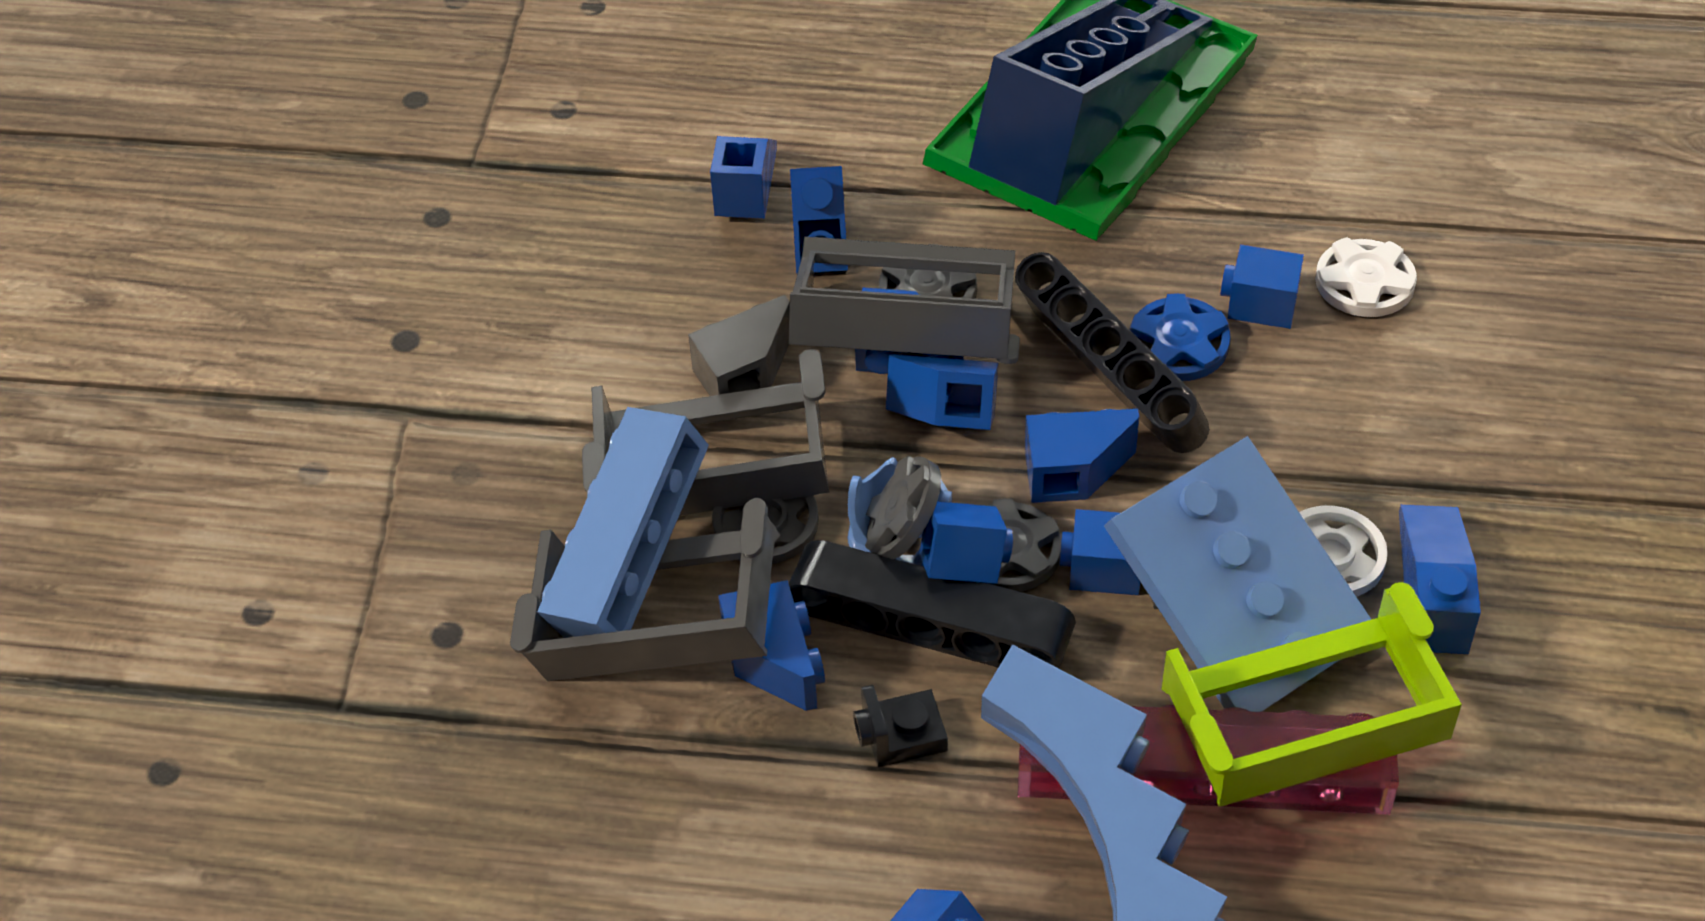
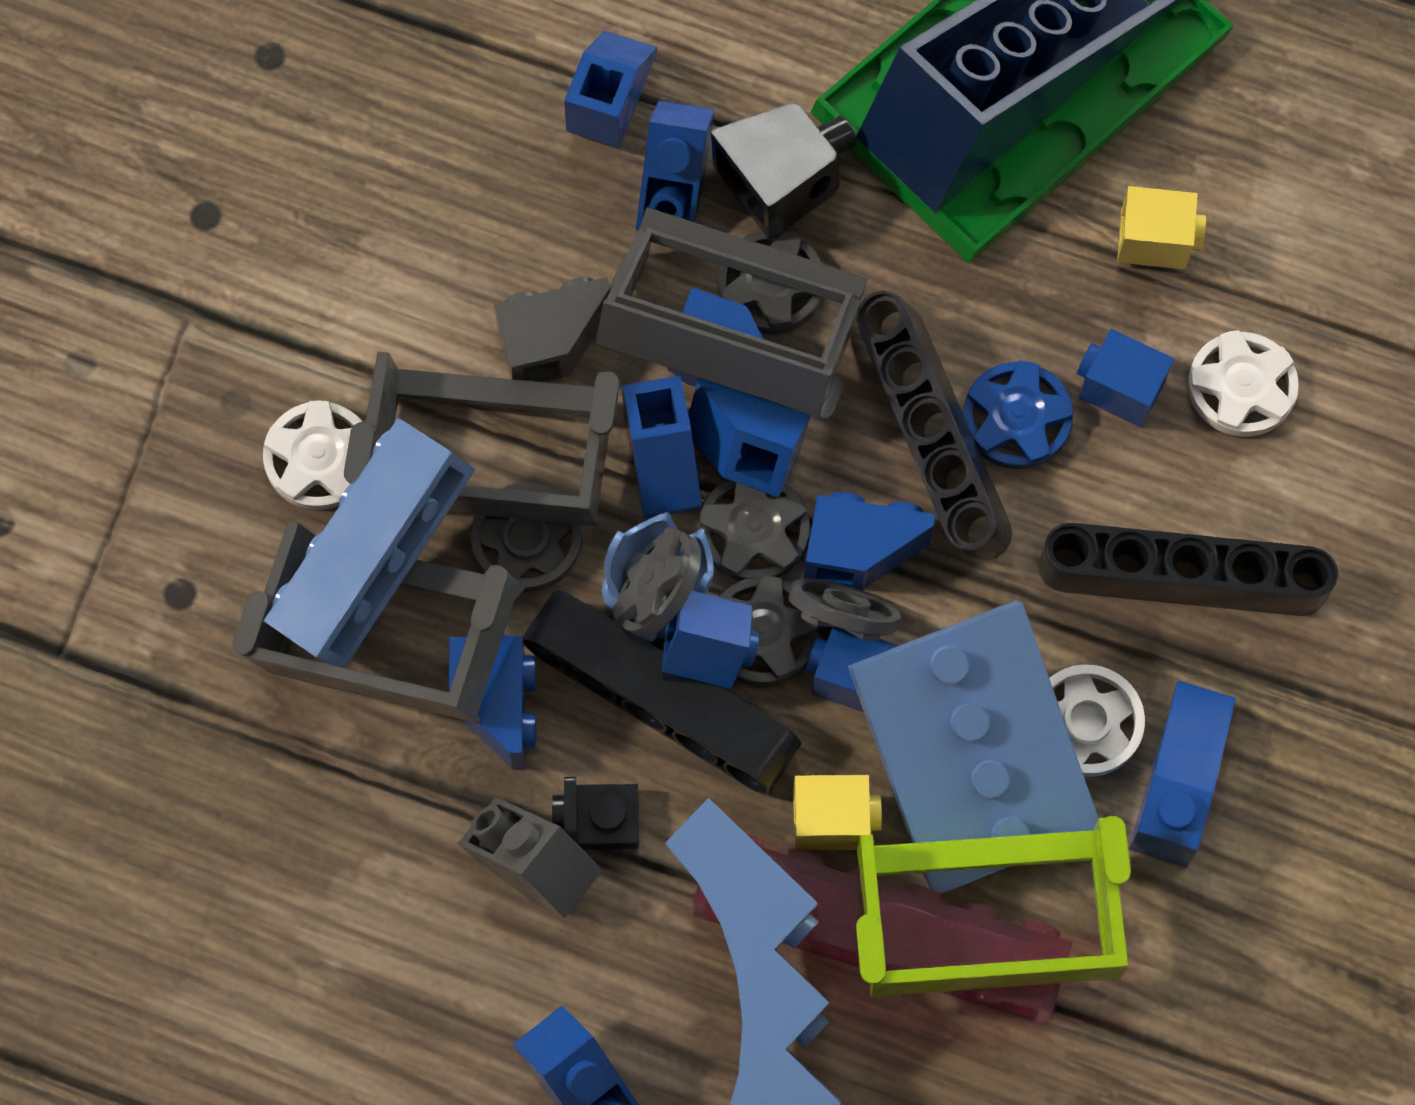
camera: 10 degrees right, 20 degrees up
(547, 492) = (313, 453): none -> white wheel
(848, 768) = (531, 856): none -> dark grey slope
(868, 408) = (661, 446): none -> blue slope
(909, 193) = (781, 163): none -> torso
(977, 463) = (754, 529): none -> dark grey wheel
(1072, 497) = (844, 607): none -> dark grey wheel
(1126, 662) = (834, 811): none -> light yellow brick
(1252, 174) = (1159, 228): none -> light yellow brick
(1377, 412) = (1213, 557): none -> black beam

